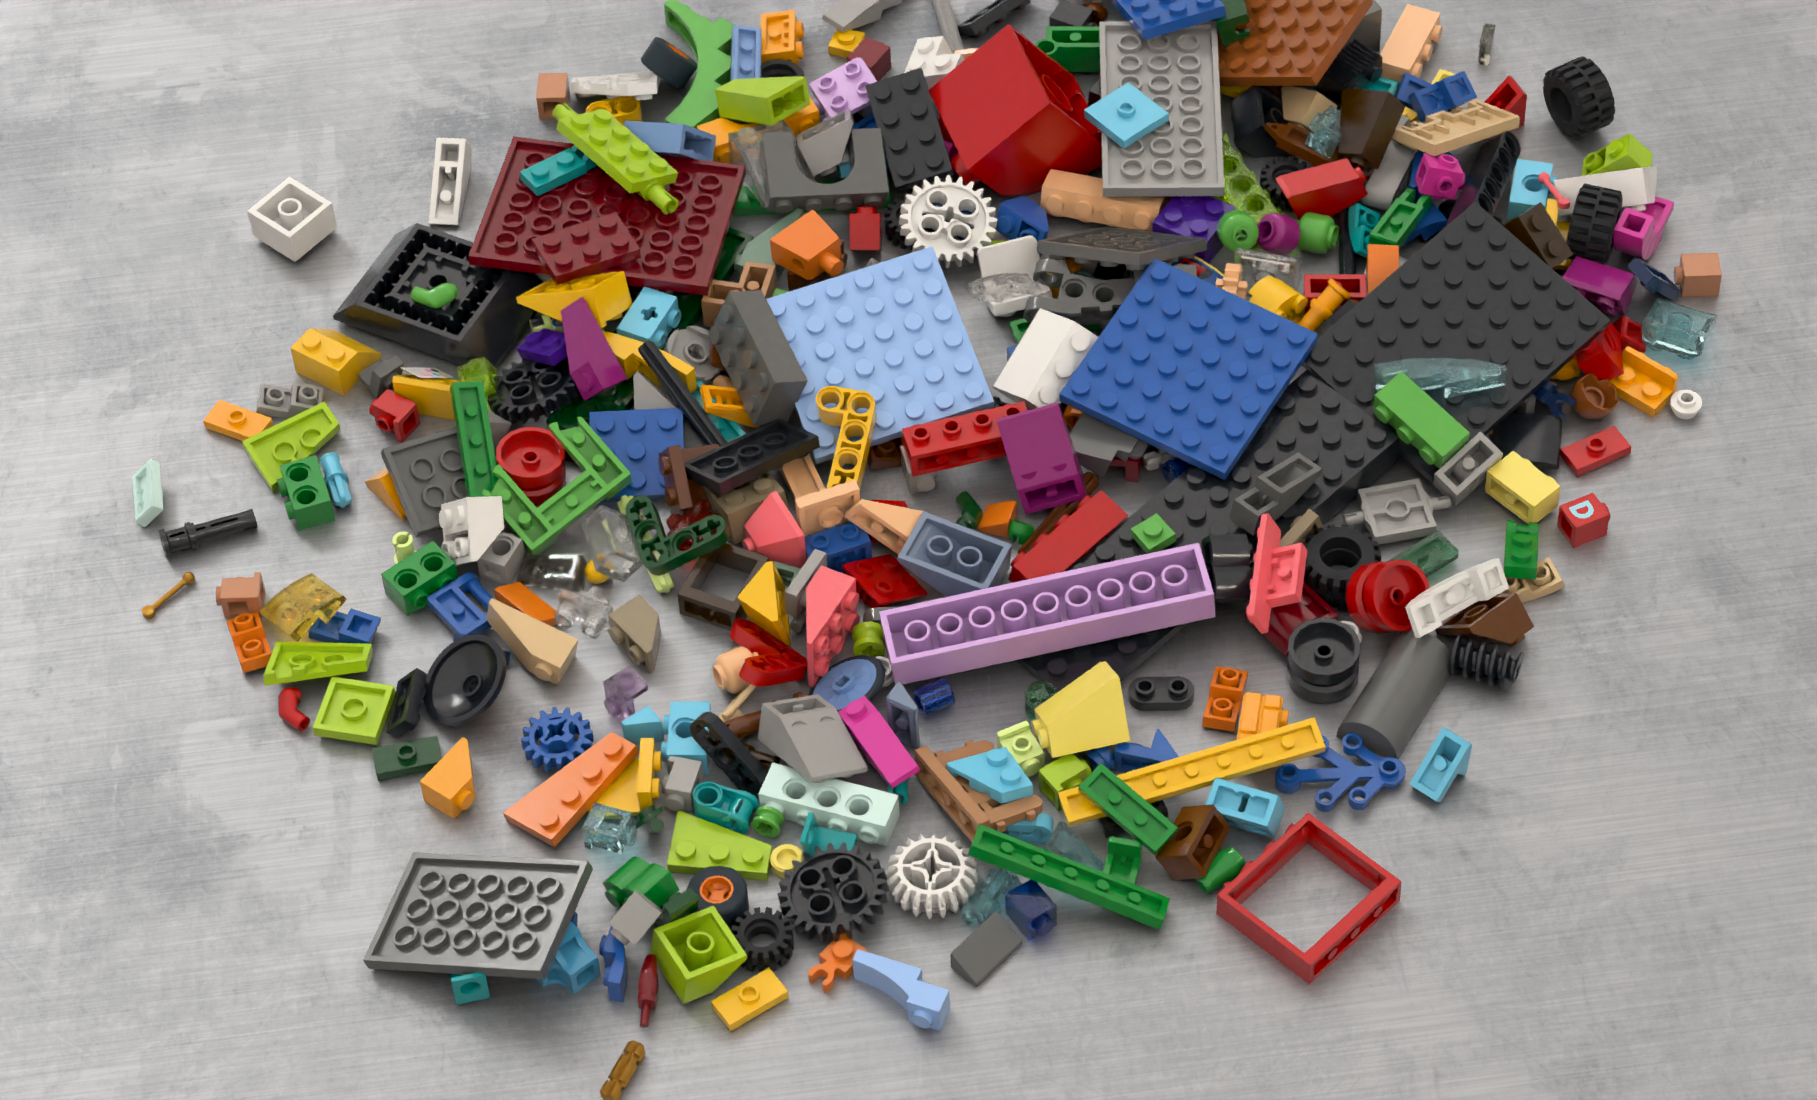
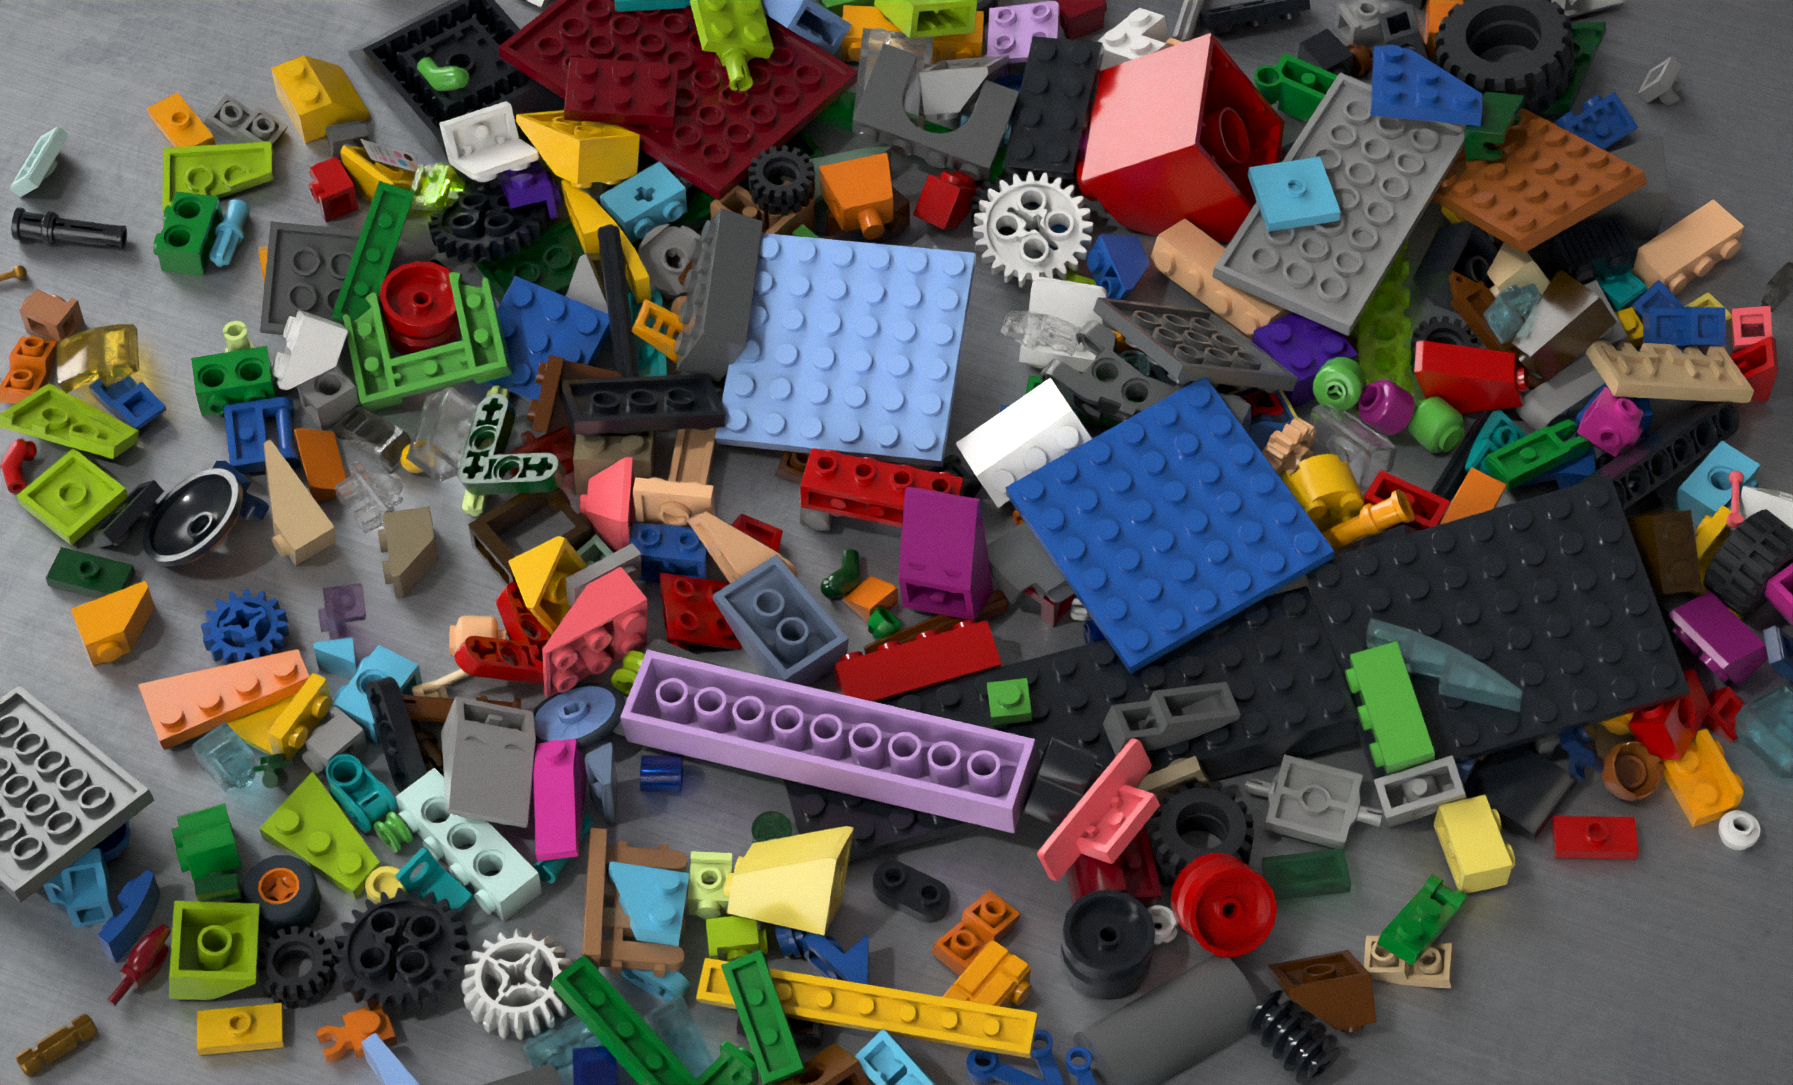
camera: 25 degrees right, 5 degrees up
(500, 331) = (486, 143): none -> white bracket
(588, 352) = (548, 218): magenta slope -> none
(634, 918) = (162, 877): light grey brick -> none
(747, 273) = (781, 196): none -> black tyre
(851, 425) = (740, 444): yellow beam -> none
(1454, 595) = (1298, 939): white slope -> none
(1487, 77) = (1750, 326): none -> coral brick
(1583, 520) = (1523, 917): red brick -> none

